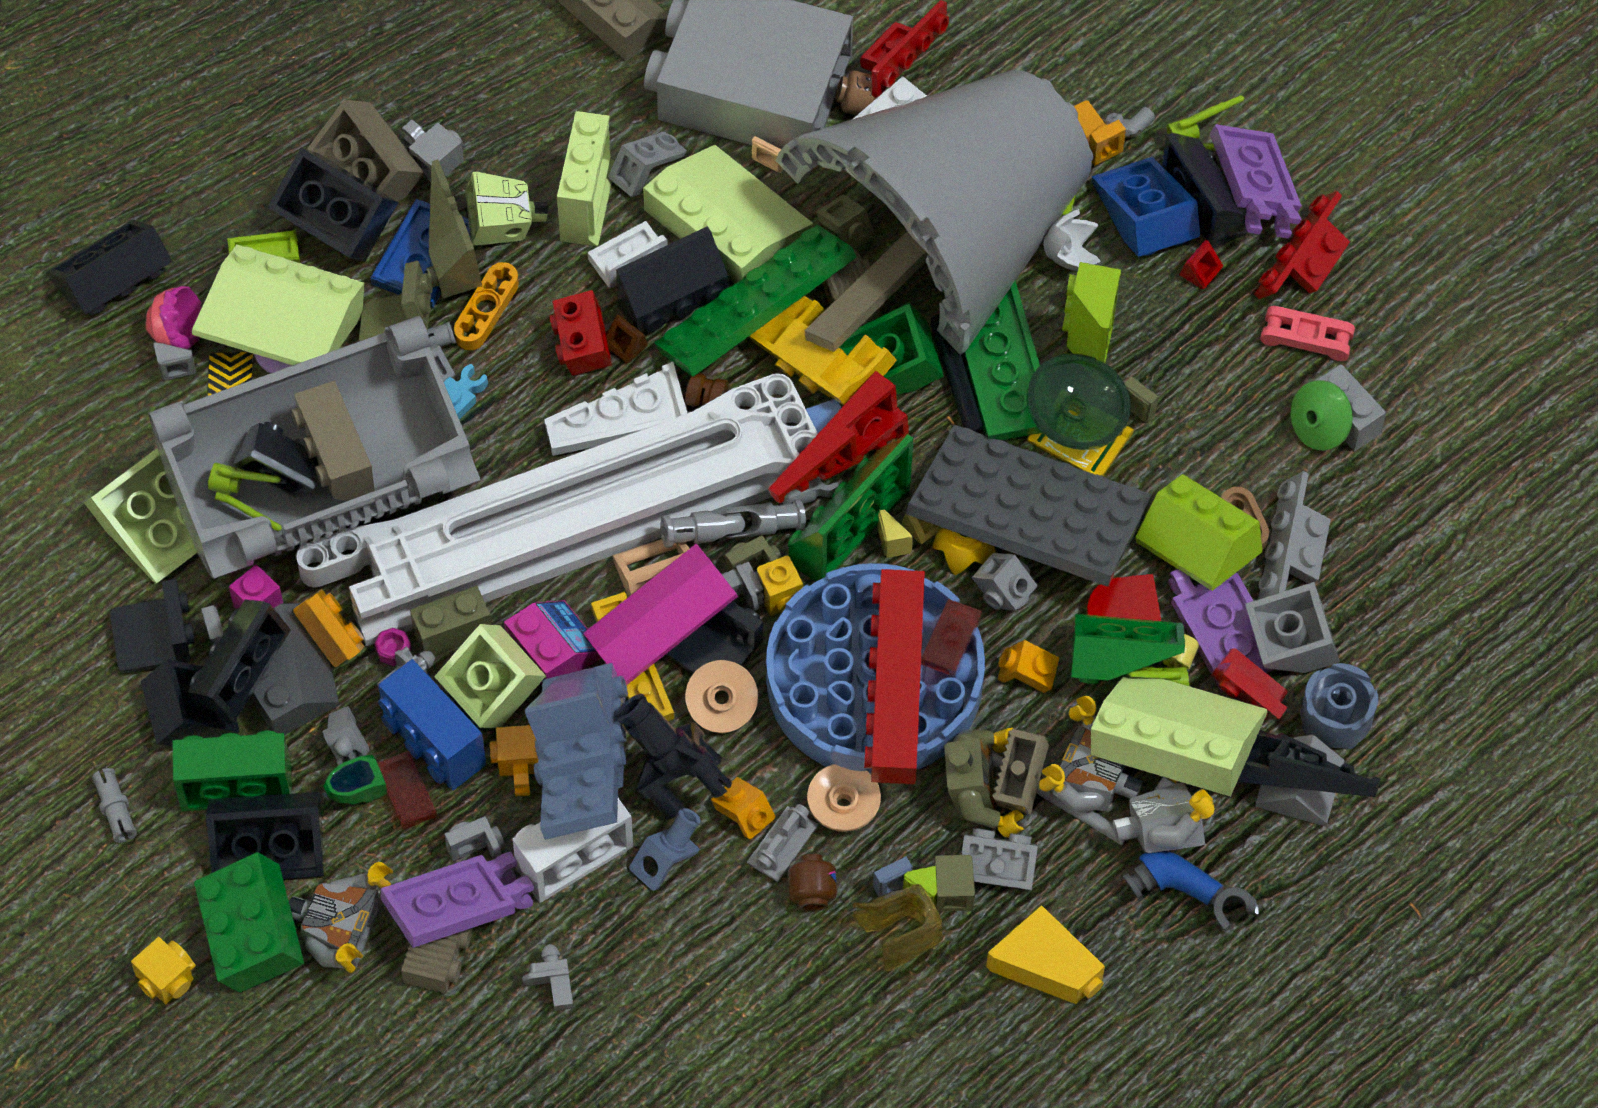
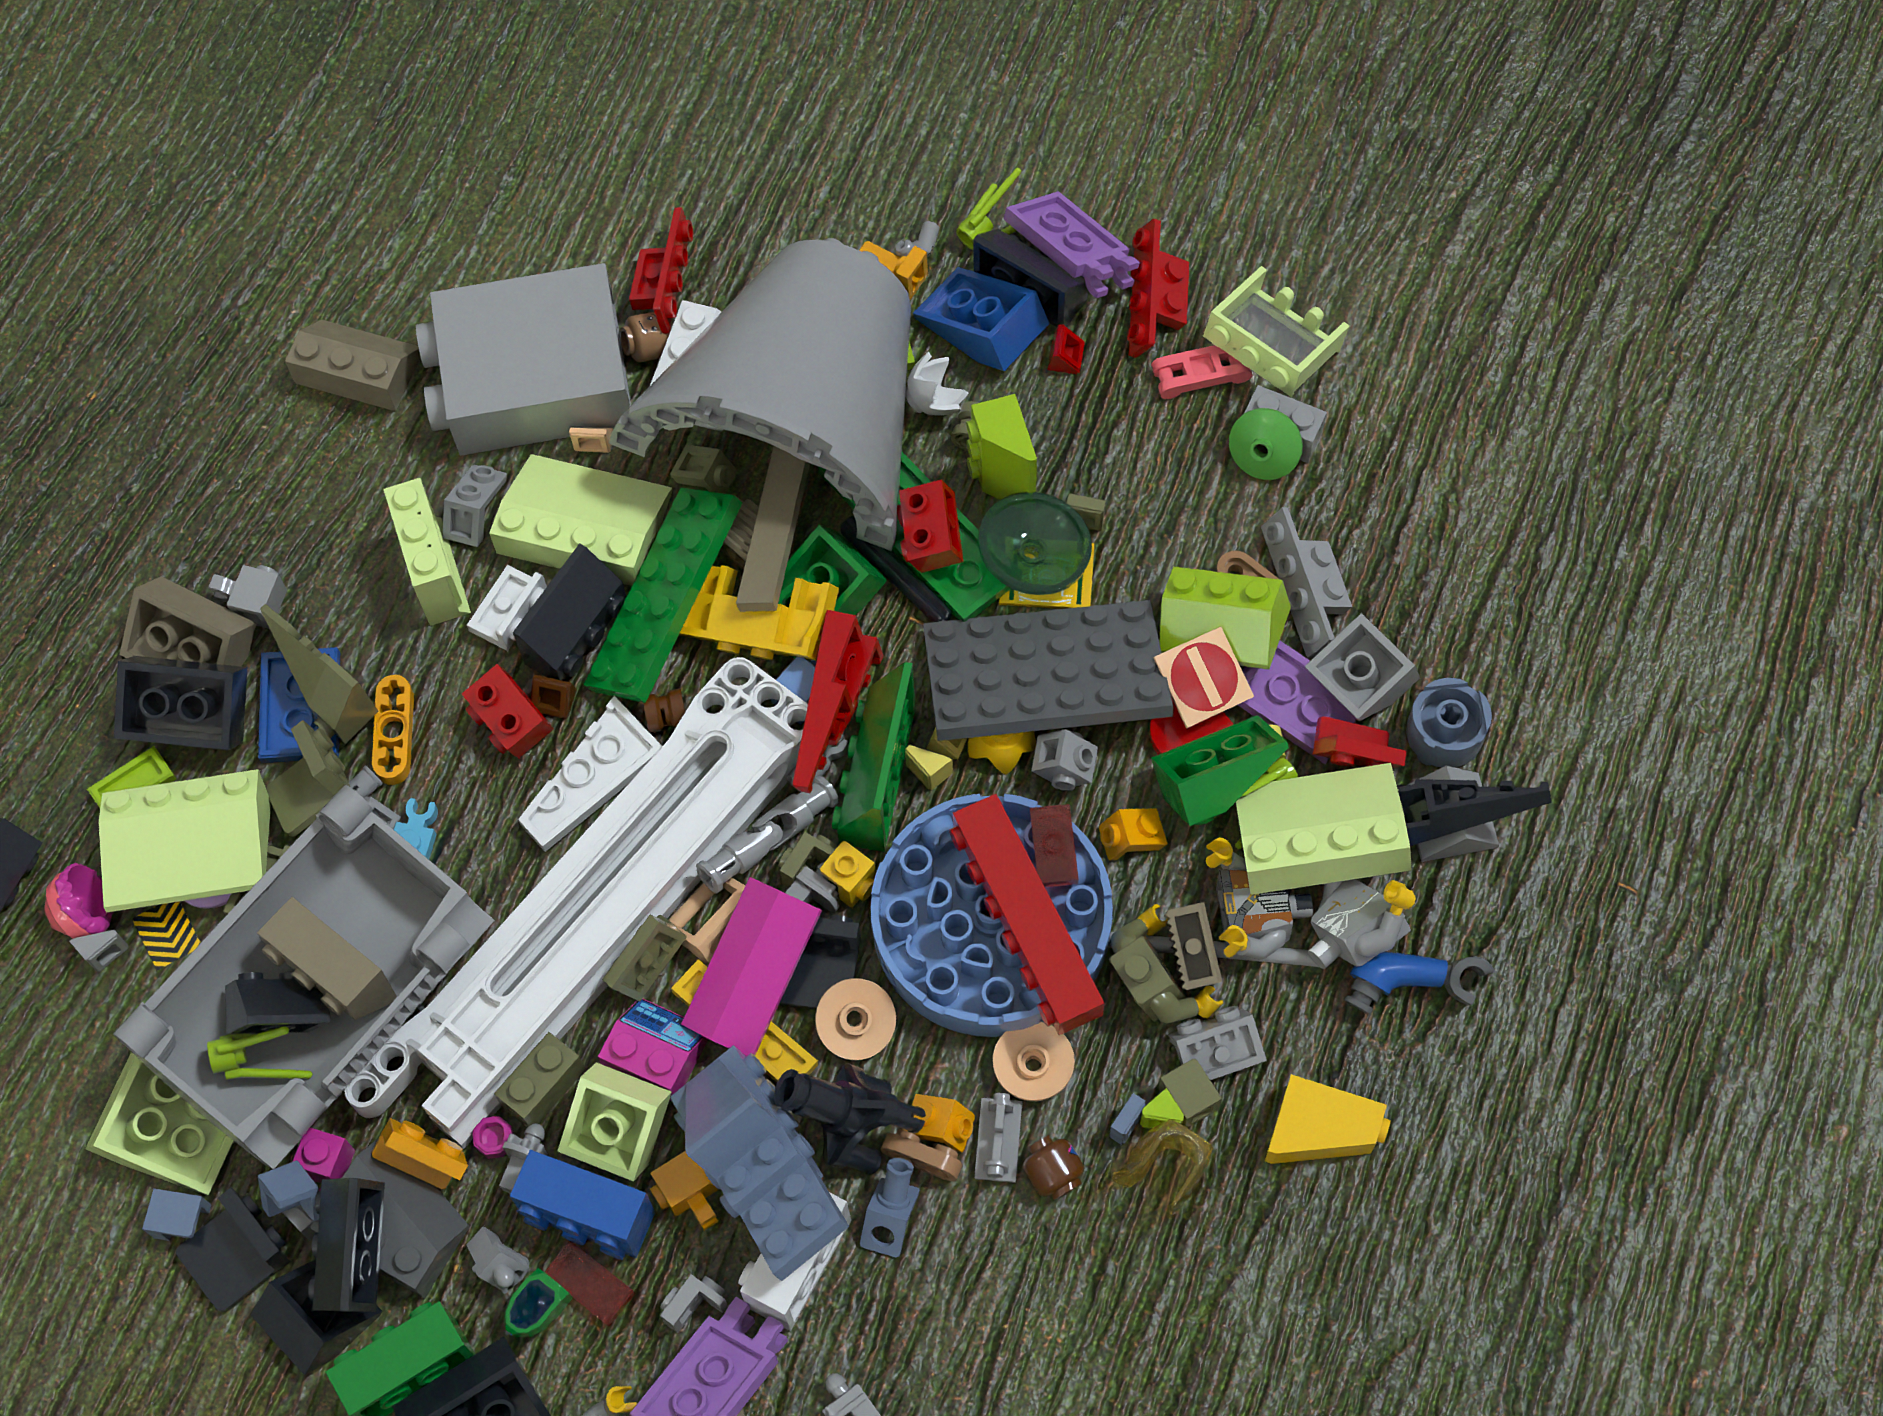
camera: 25 degrees left, 5 degrees up
(123, 581) = (173, 1214): none -> sand blue panel
(215, 599) = (286, 1189): none -> sand blue panel
(500, 209) = (354, 623): yellowish green torso -> none
(582, 567) = (645, 957): none -> olive bracket
(722, 832) = (937, 1161): none -> medium nougat plate
(999, 347) = (930, 526): none -> red brick
(1154, 570) = (1203, 677): none -> piece
(1381, 329) = (1271, 336): none -> yellowish green window

